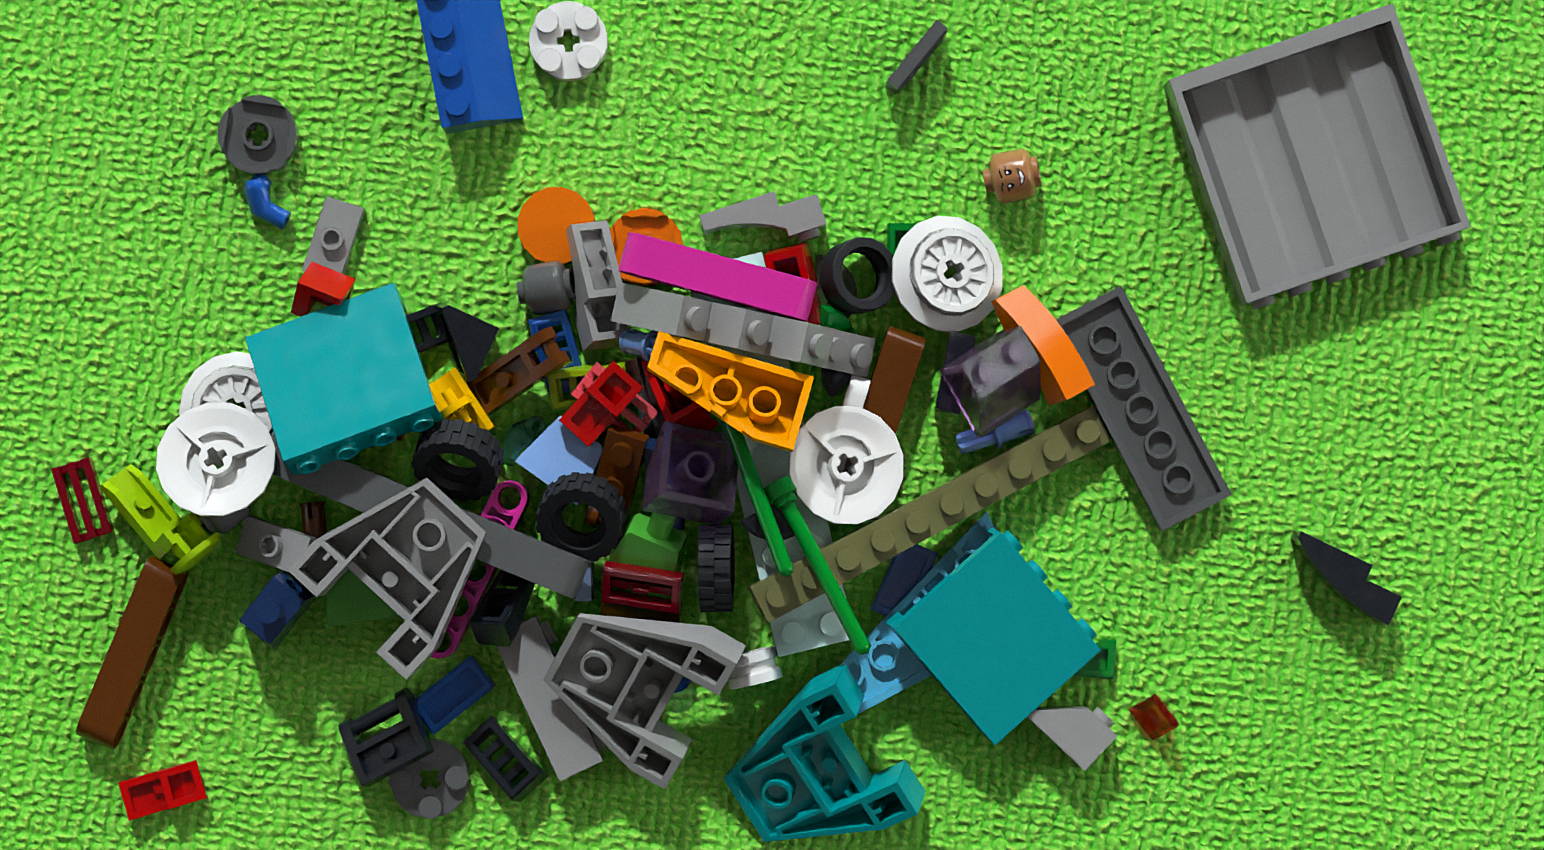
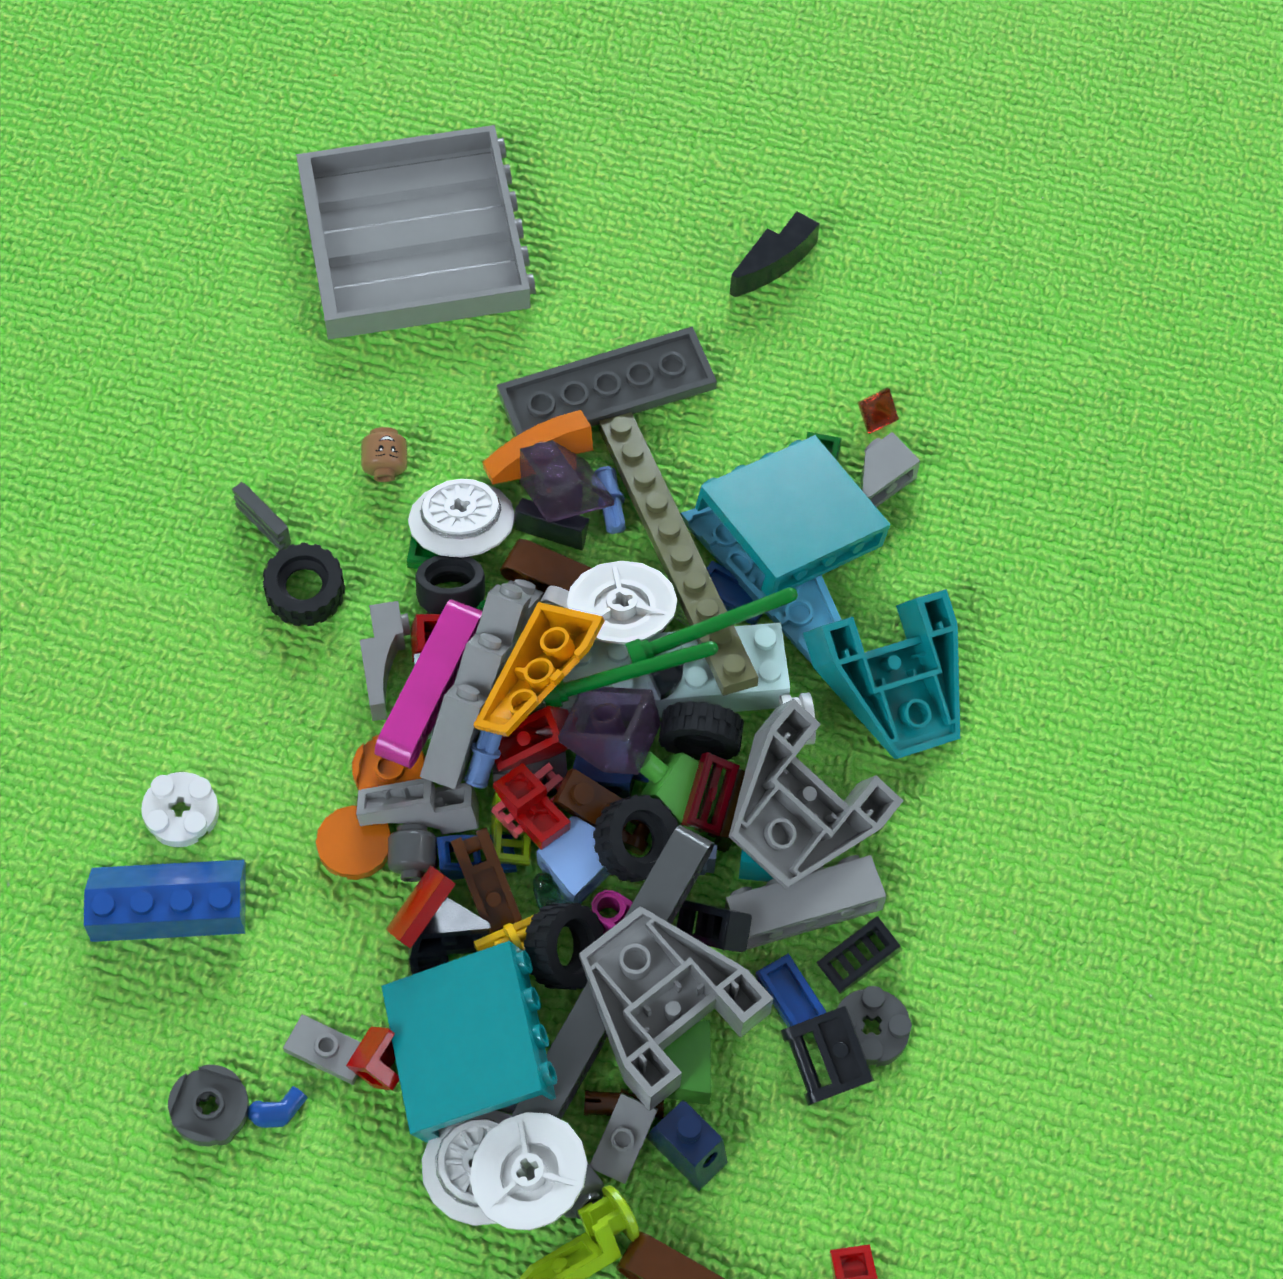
camera: 85 degrees left, 25 degrees down
(476, 307) = (420, 906): none -> red slope
(850, 89) = (299, 558): none -> black tyre

